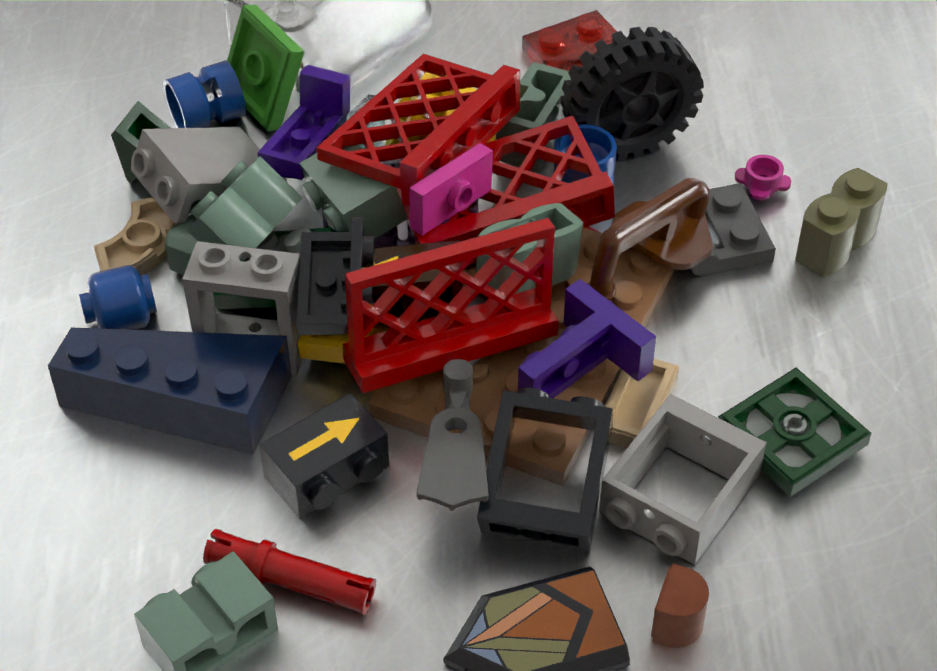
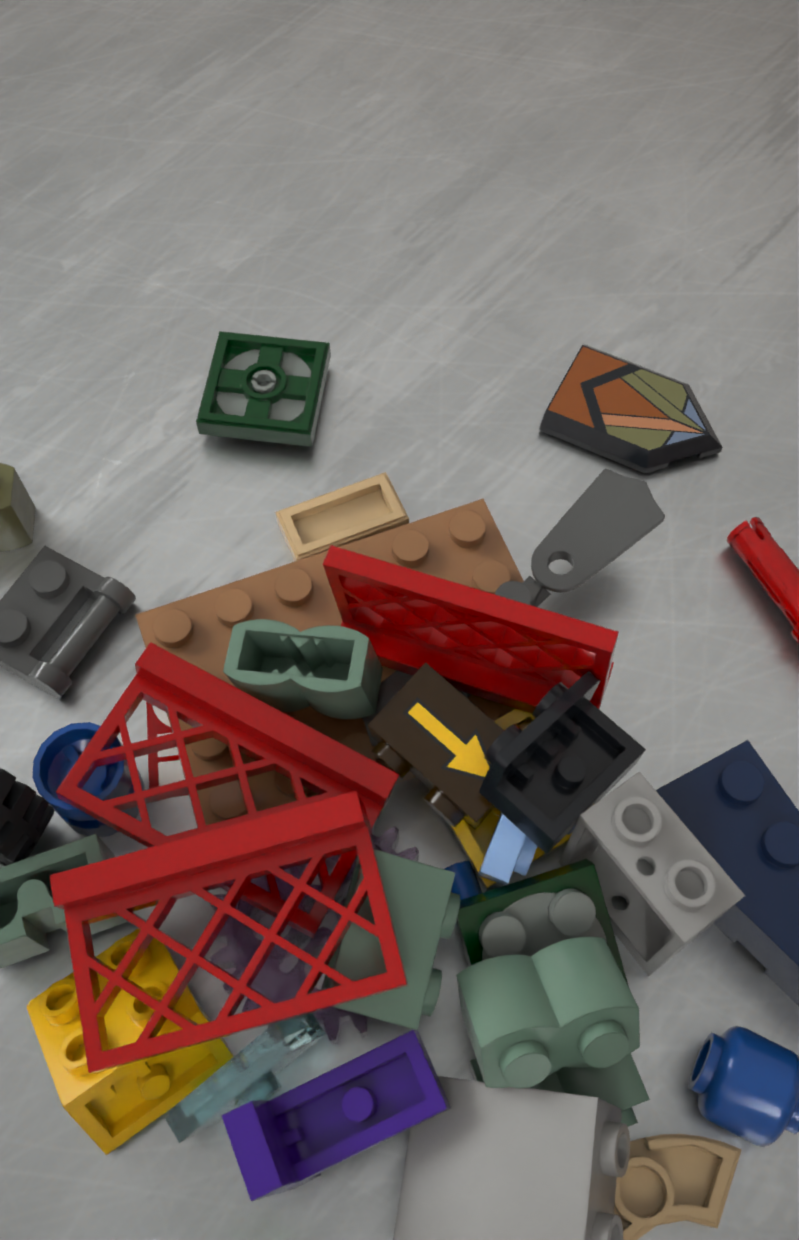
camera: 135 degrees left, 15 degrees up
(325, 455) = (681, 676): black brick -> none
(450, 189) = (308, 780): dark pink plate -> none
(538, 522) = (537, 449): black window -> none
(592, 335) = (416, 547): dark purple bracket -> none
(666, 229) = (140, 604): reddish brown piece -> none
(680, 608) = (520, 331): copper brick -> none
(684, 430) = (402, 373): light grey window -> none

